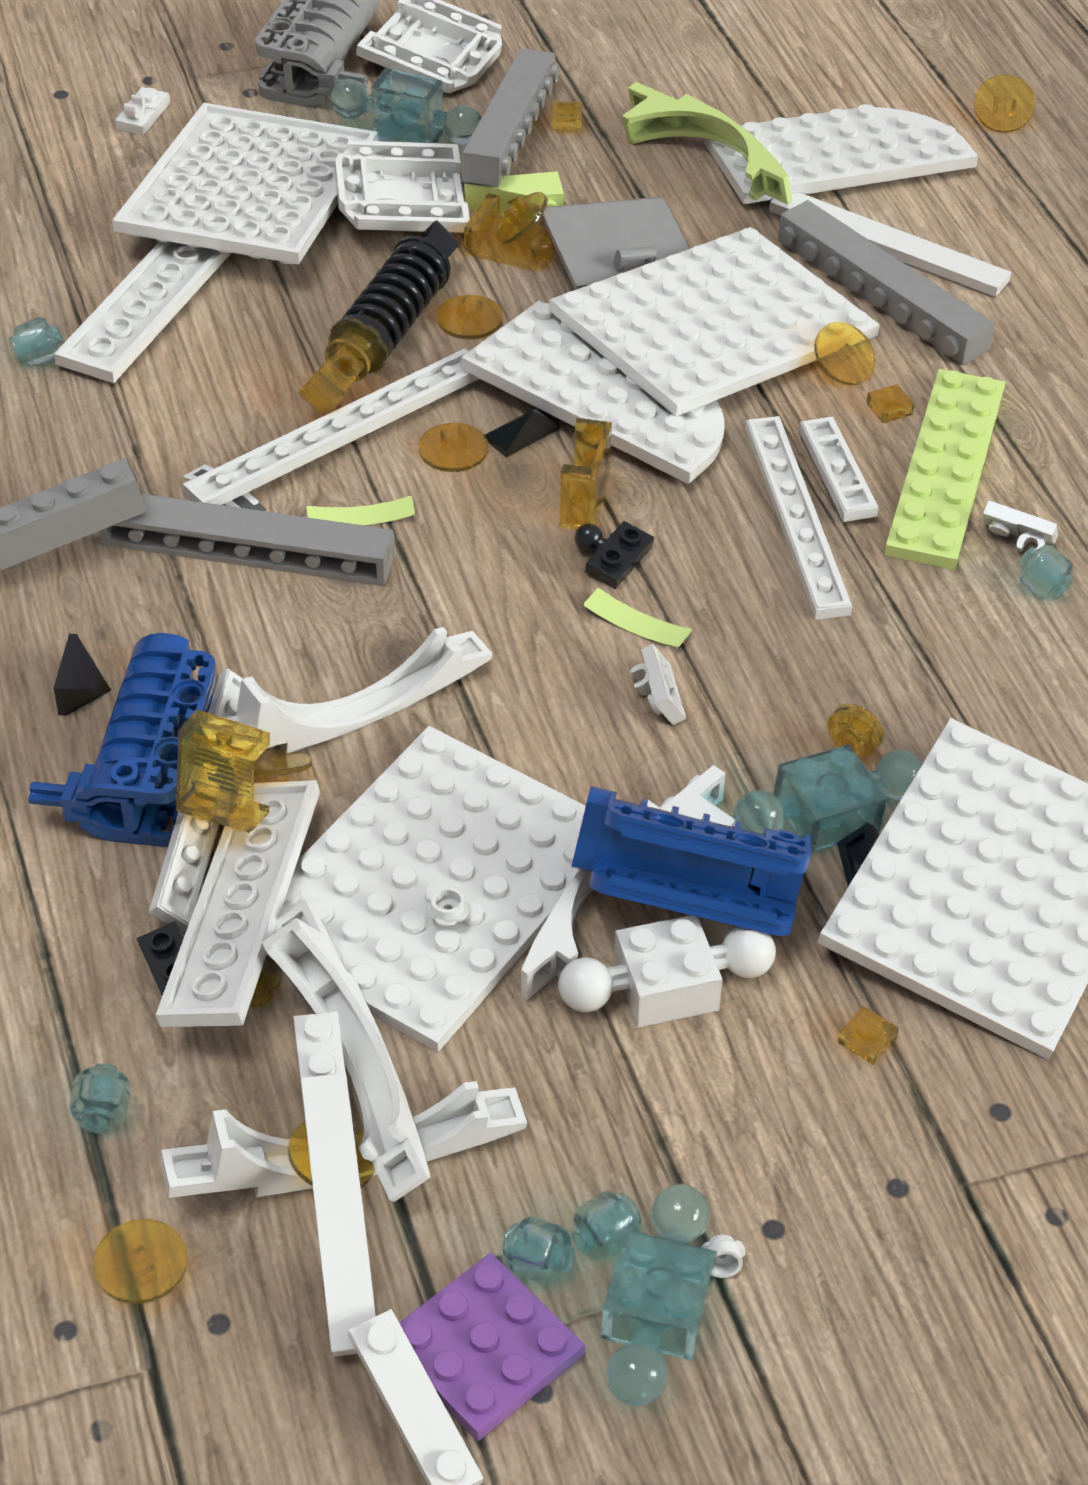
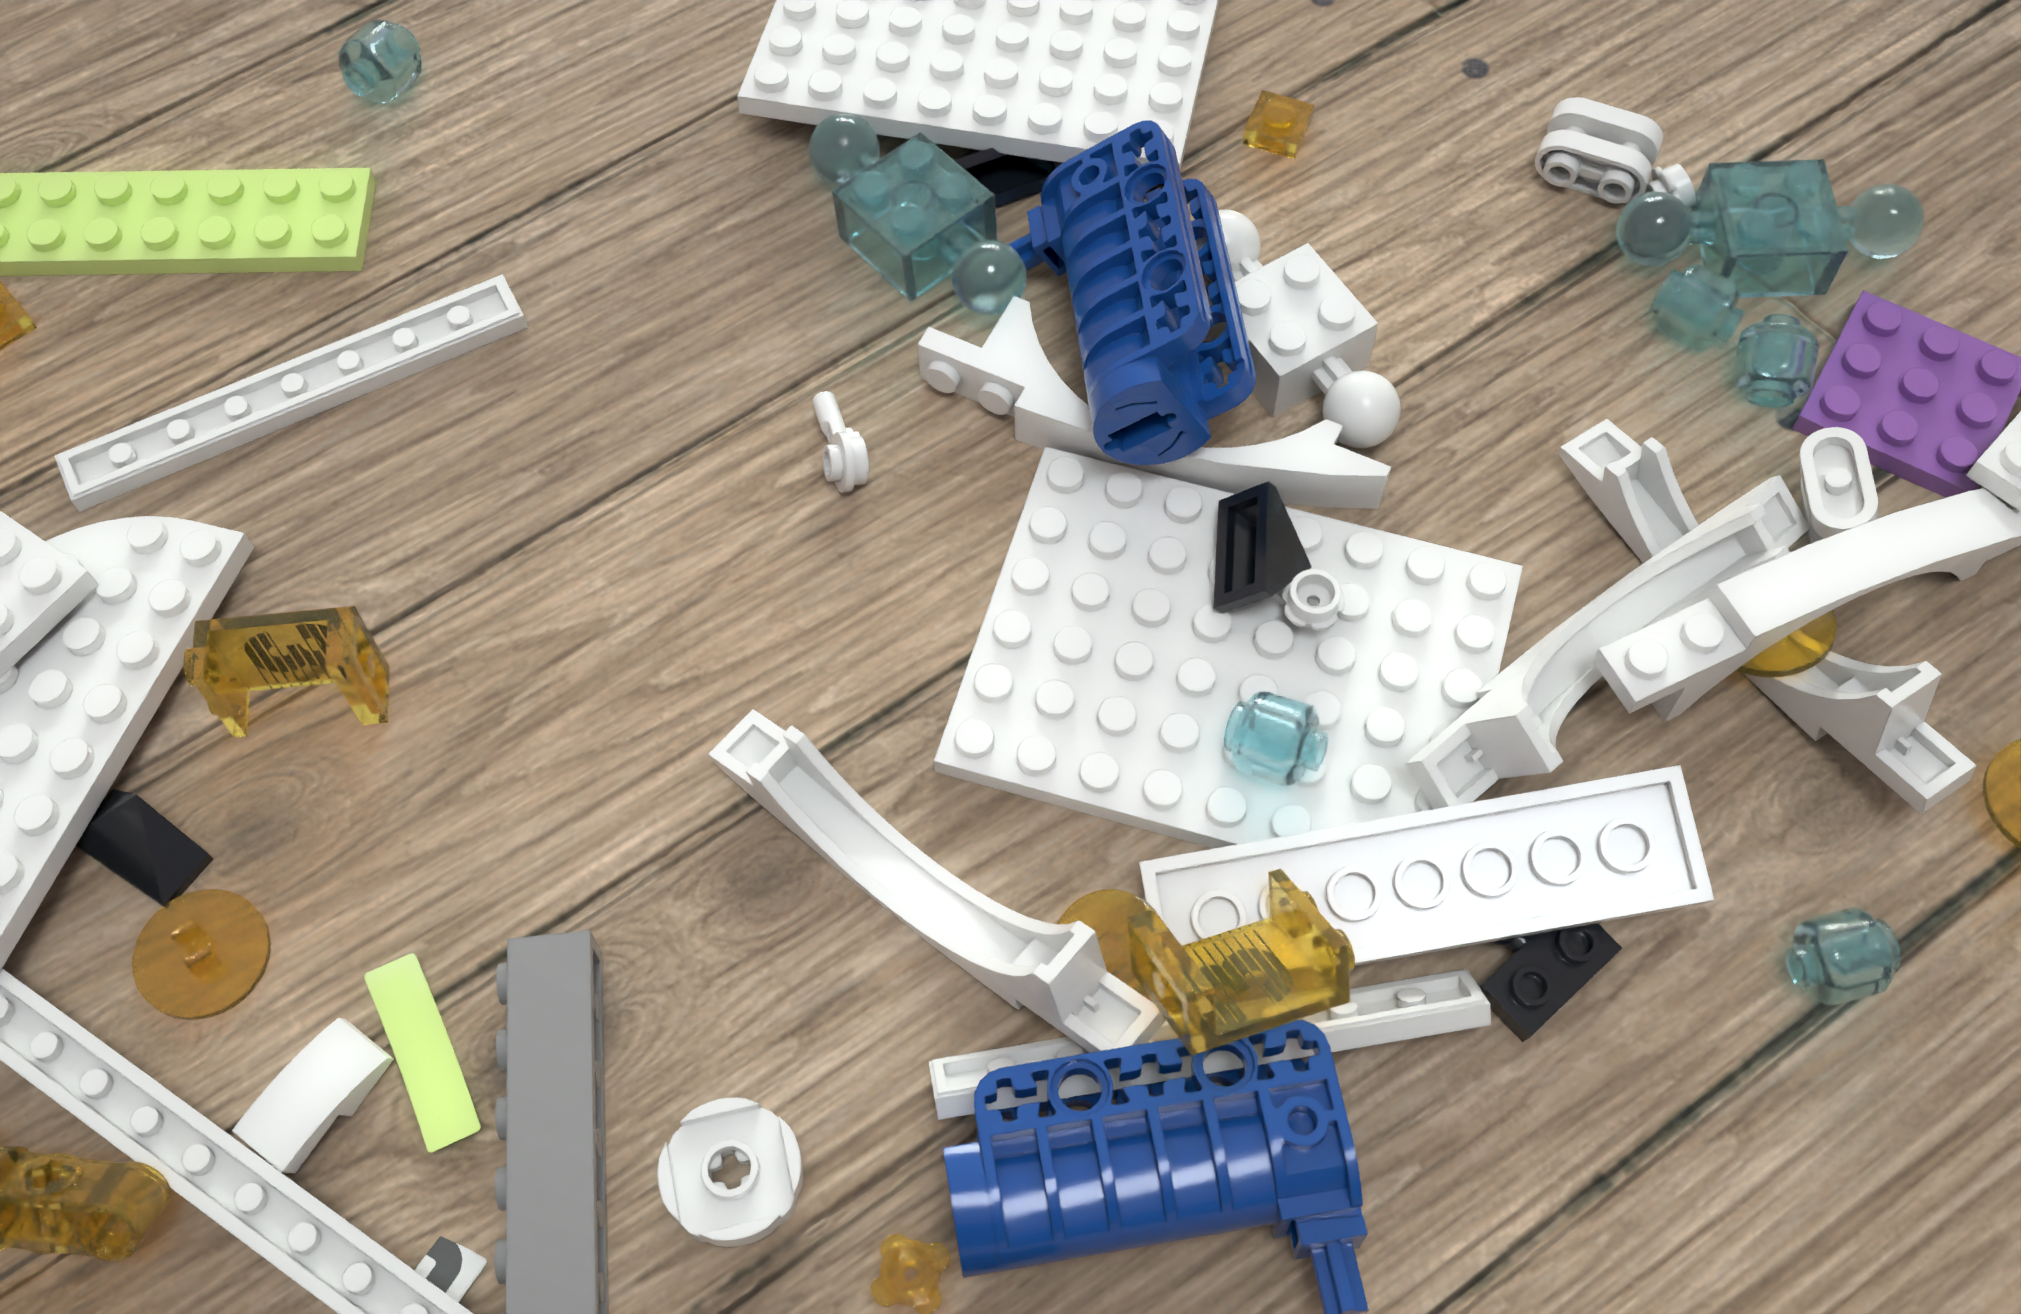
camera: 105 degrees left, 15 degrees up
(249, 617) = (696, 1151): none -> white plate
(356, 469) = (310, 1092): none -> white slope
(359, 853) = (1275, 738): none -> clear light blue head
(405, 1221) = (1836, 482): none -> white brick
(492, 893) = (1254, 548): none -> black slope
(614, 555) = (446, 606): black plate -> none
(635, 621) = (596, 546): yellowish green sticker -> none
(653, 731) = (846, 455): none -> white plate
(658, 678) = (774, 456): white plate -> none
(768, 1194) = (1599, 150): none -> white brick
(838, 469) = (178, 350): white plate -> none
(855, 727) = (781, 209): clear yellow plate -> none
(1006, 520) = (291, 87): white plate -> none

